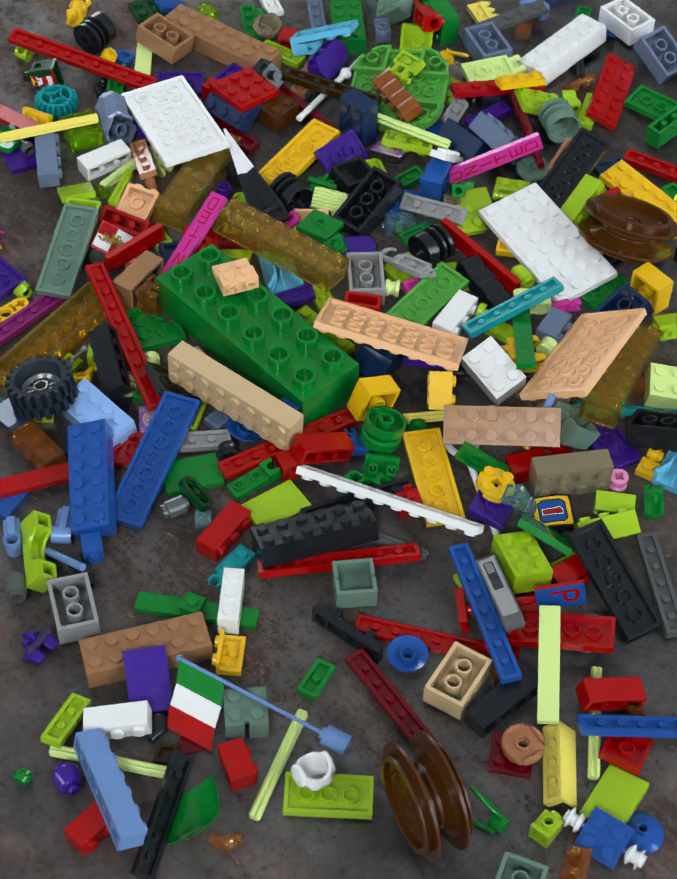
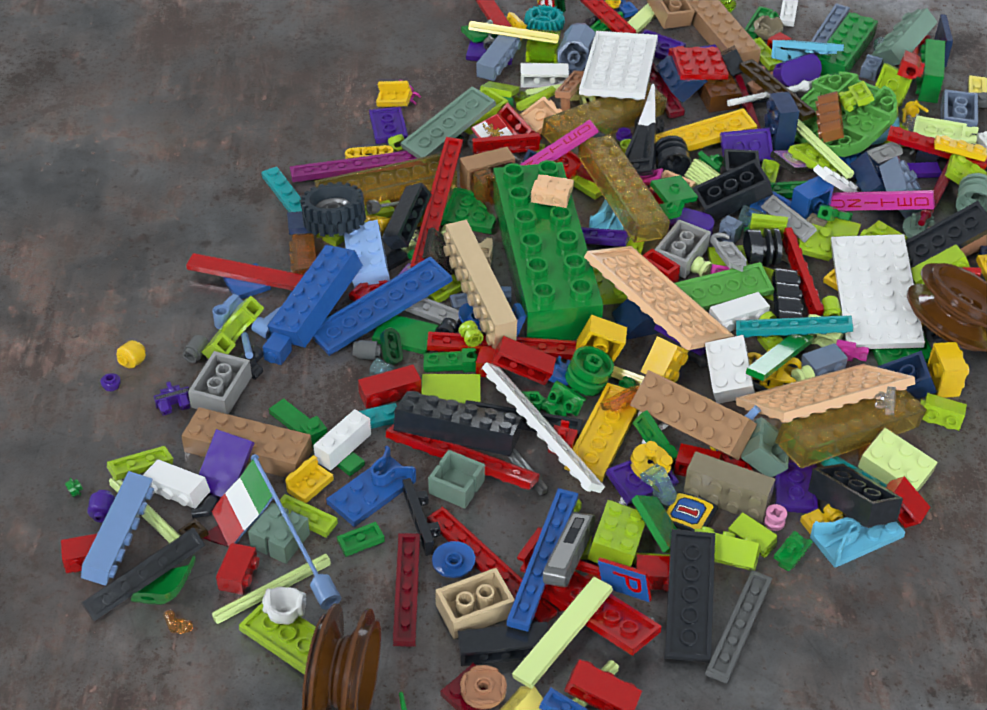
camera: 35 degrees right, 5 degrees down
(259, 446) = (470, 333): none -> lime wheel
(273, 681) = (319, 521): none -> lime plate
(286, 631) = (371, 489): none -> blue plate
(389, 238) = (731, 227): none -> sand blue brick
(422, 221) = (763, 221): none -> lime plate
(429, 440) = (615, 402): none -> clear orange plate
(639, 338) = (889, 400): none -> clear tile

